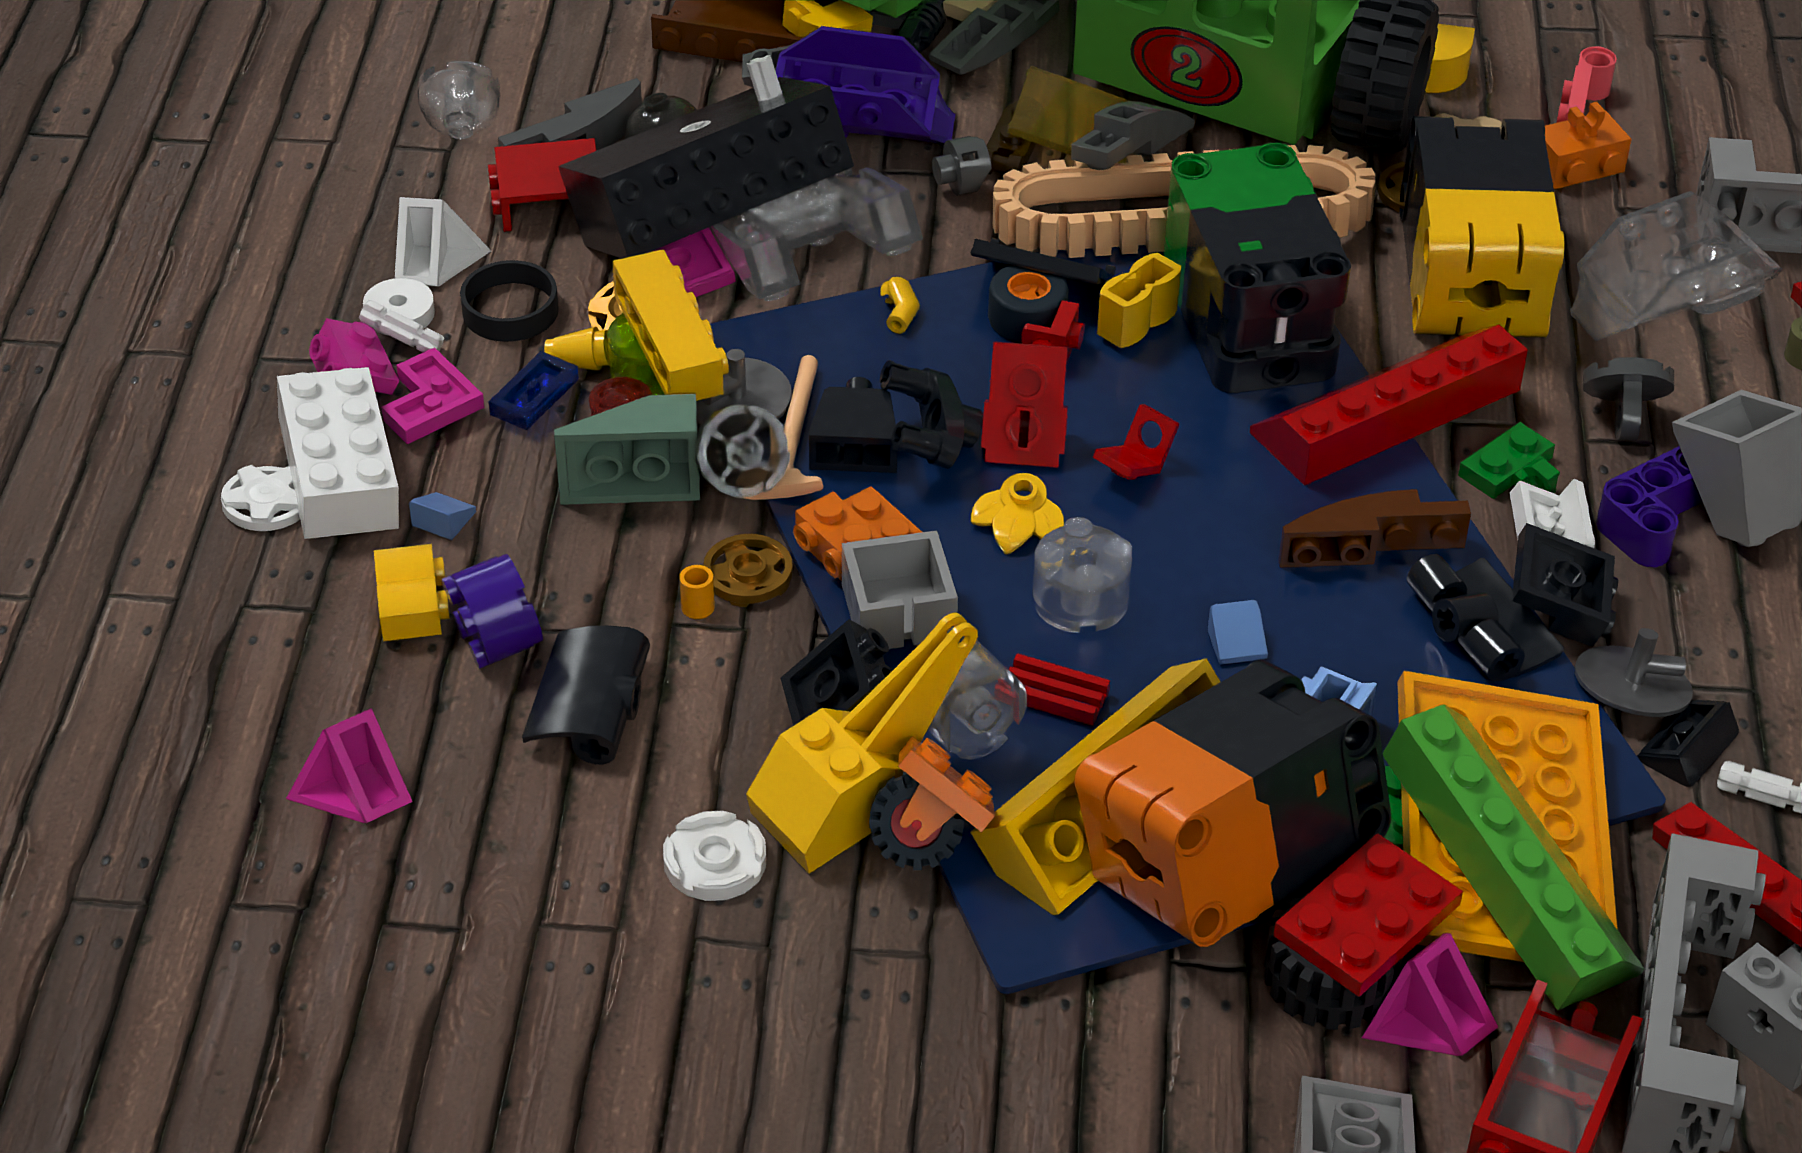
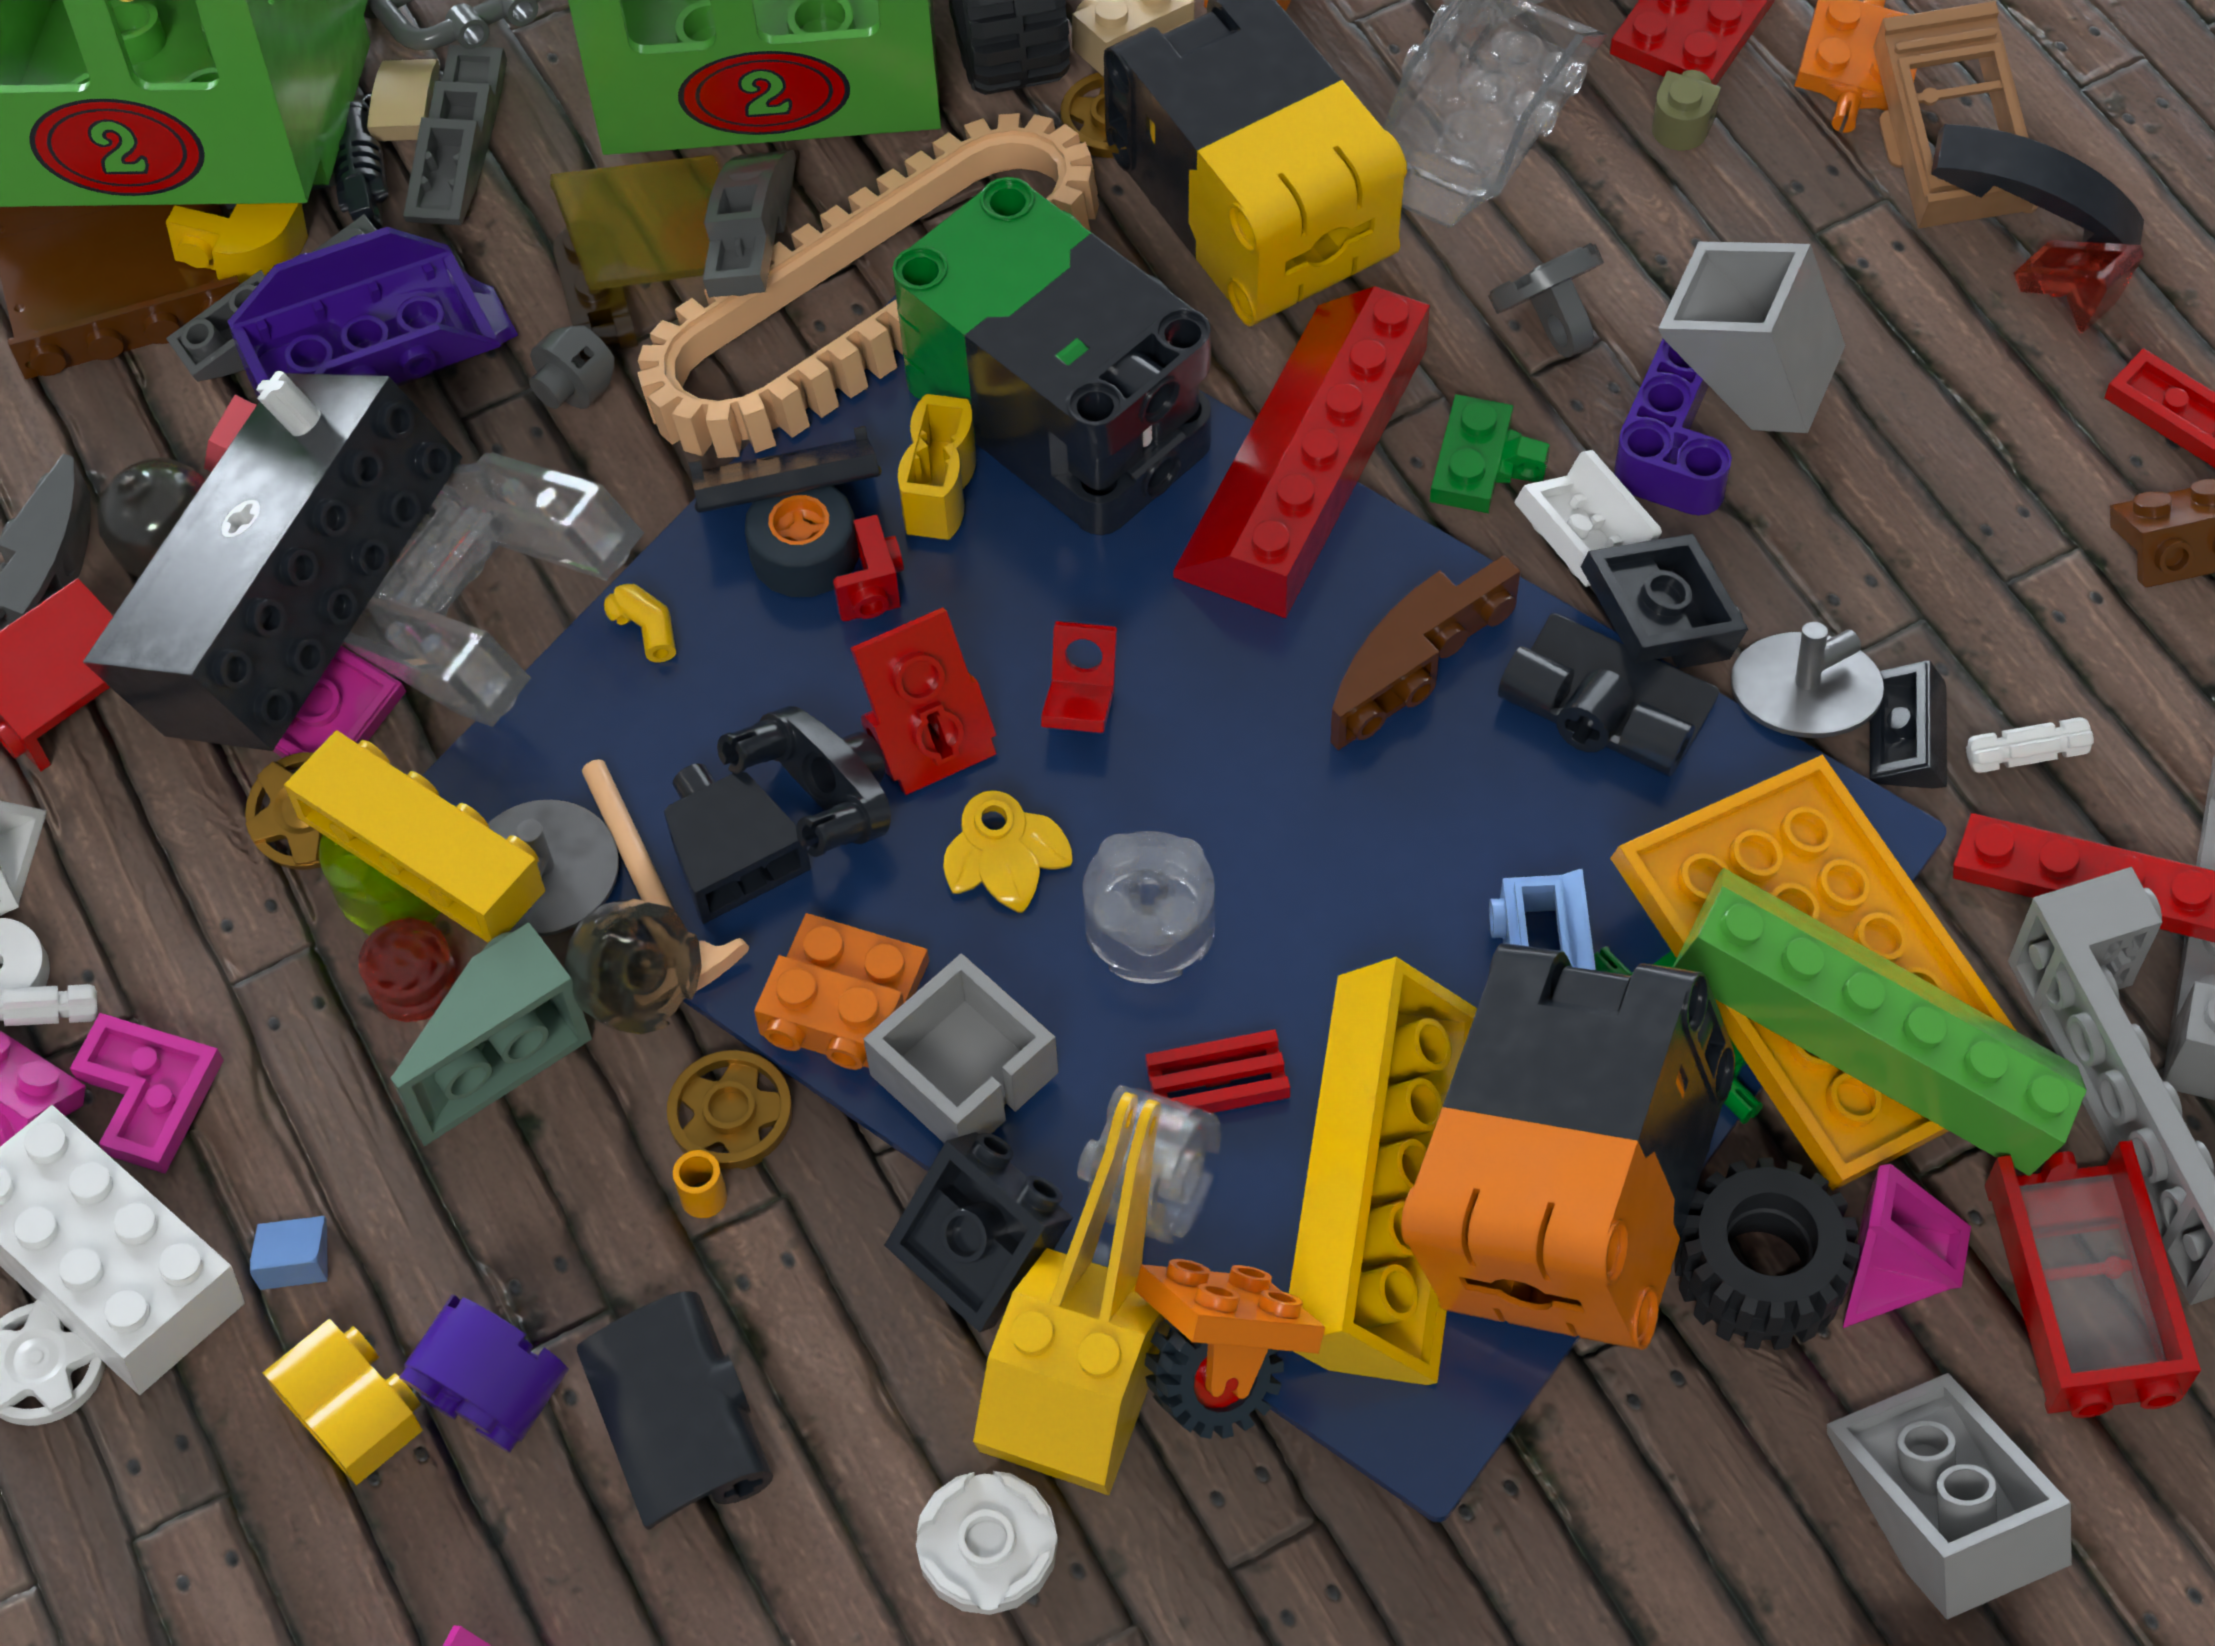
camera: 30 degrees left, 15 degrees up
(509, 328) = (115, 830): black tyre -> none
(533, 390) = (273, 1002): clear blue plate -> none
(582, 348) = (287, 906): yellow cone -> none
(1237, 632) = (1365, 877): medium blue slope -> none
(1368, 914) = (1794, 1195): red plate -> none

